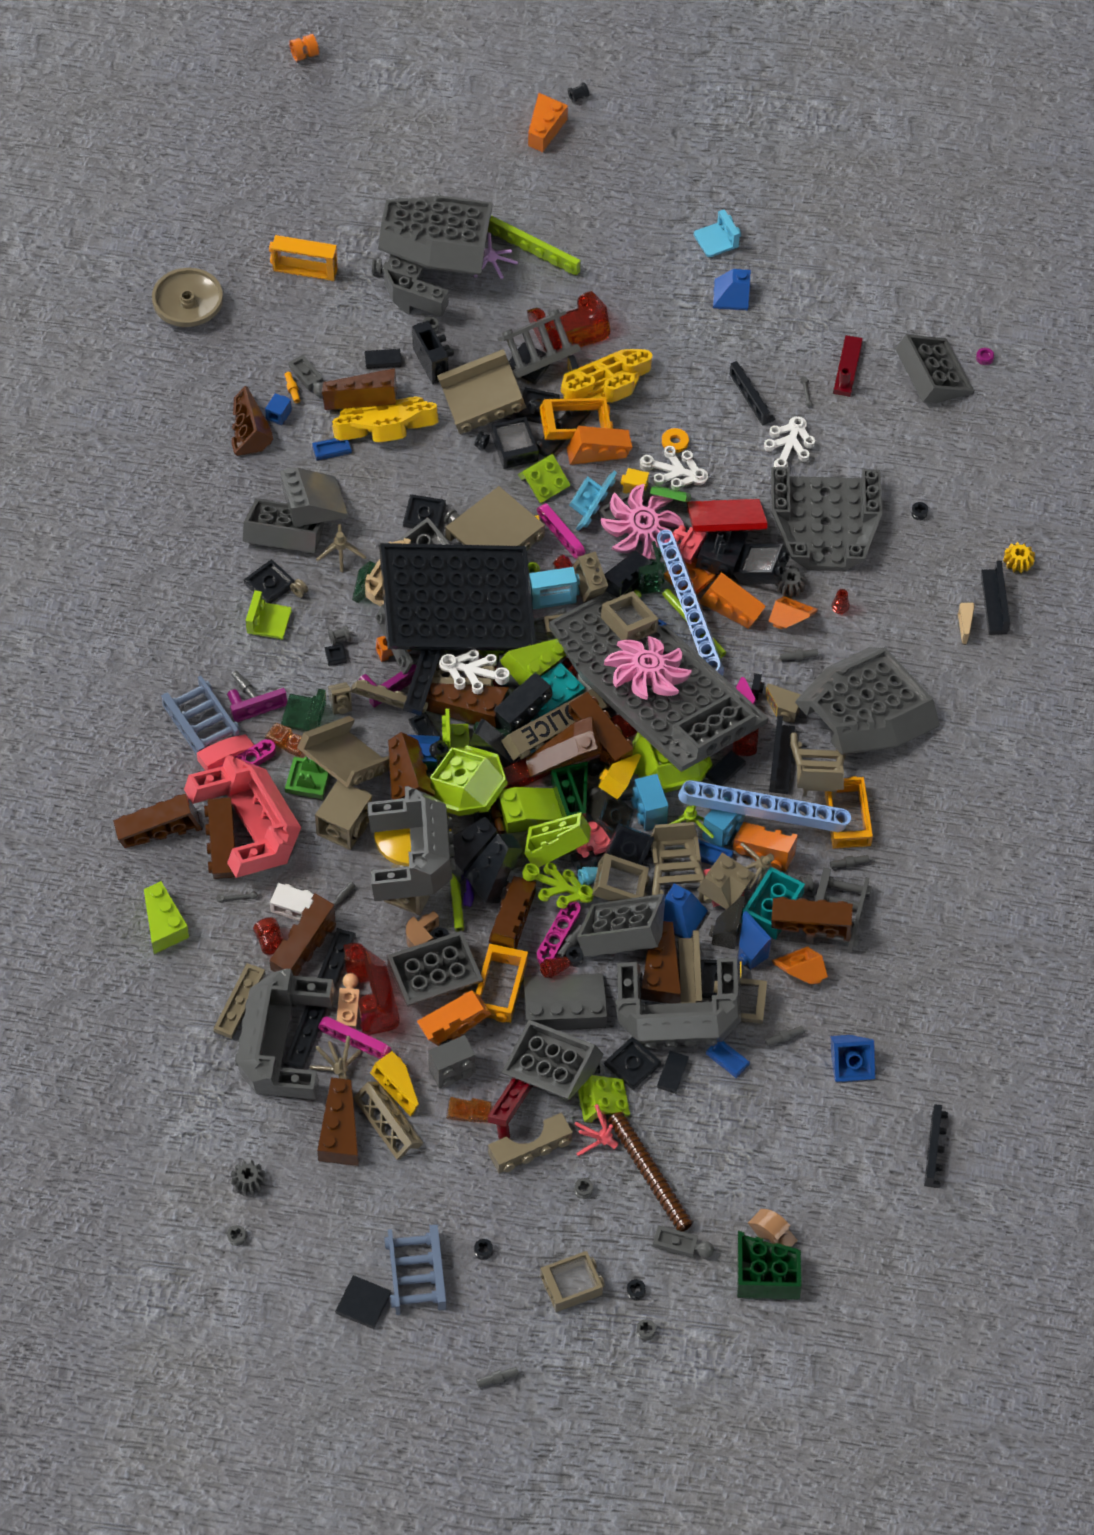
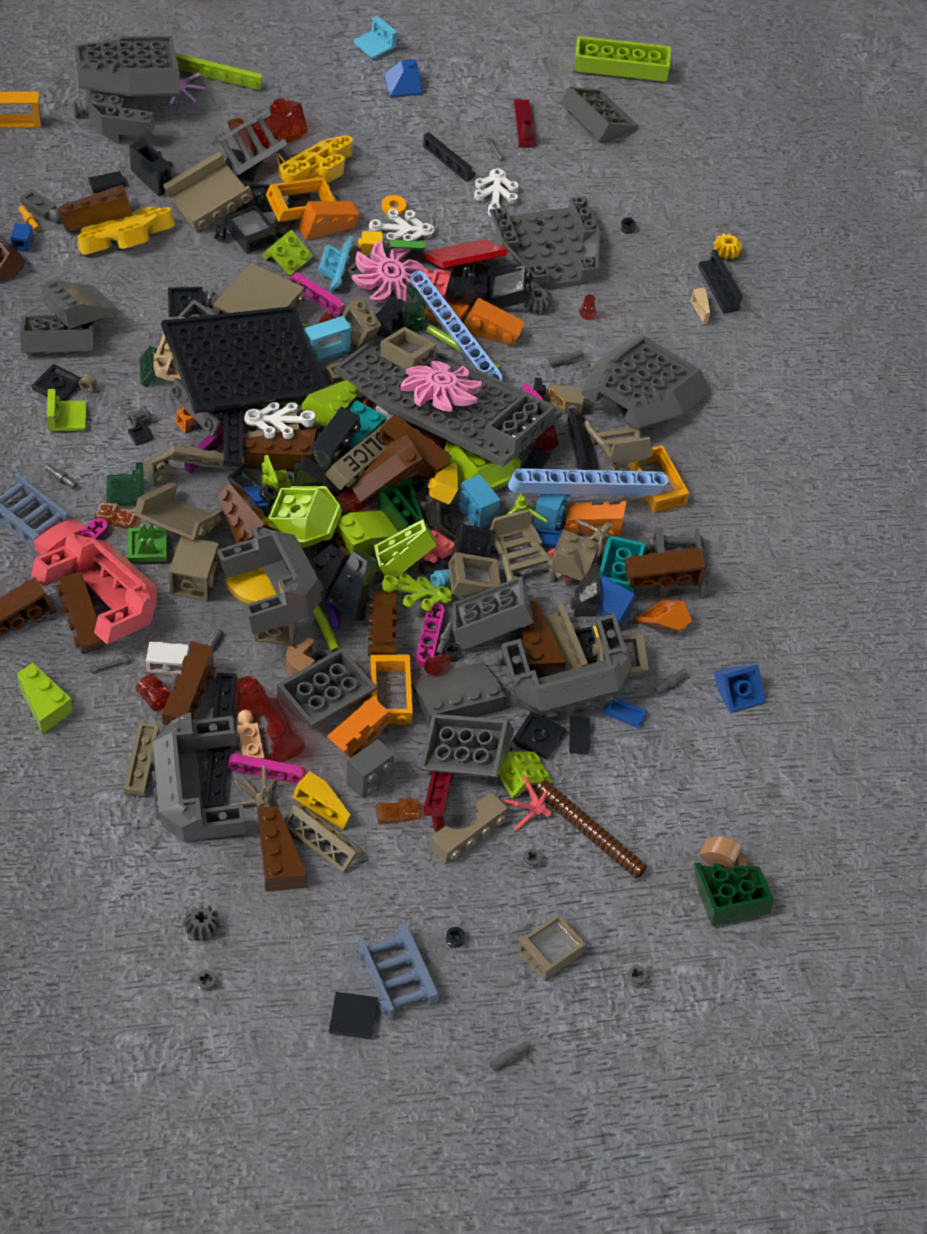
camera: 20 degrees left, 5 degrees down
(255, 706) = (77, 491): magenta piece -> none
(331, 448) = (81, 262): blue tile -> none
(340, 543) = (118, 336): dark tan plant -> none
(633, 1284) = (608, 941): black bush -> none
(681, 1243) = (642, 887): dark grey plate -> none
(684, 911) = (542, 589): blue slope -> none
(789, 612) = (546, 325): orange slope -> none
(849, 861) = (674, 520): dark grey bar -> none
(933, 1147) = (841, 749): black hinge -> none
(981, 306) = (622, 58): none -> lime brick
(985, 356) = (637, 98): magenta tile -> none

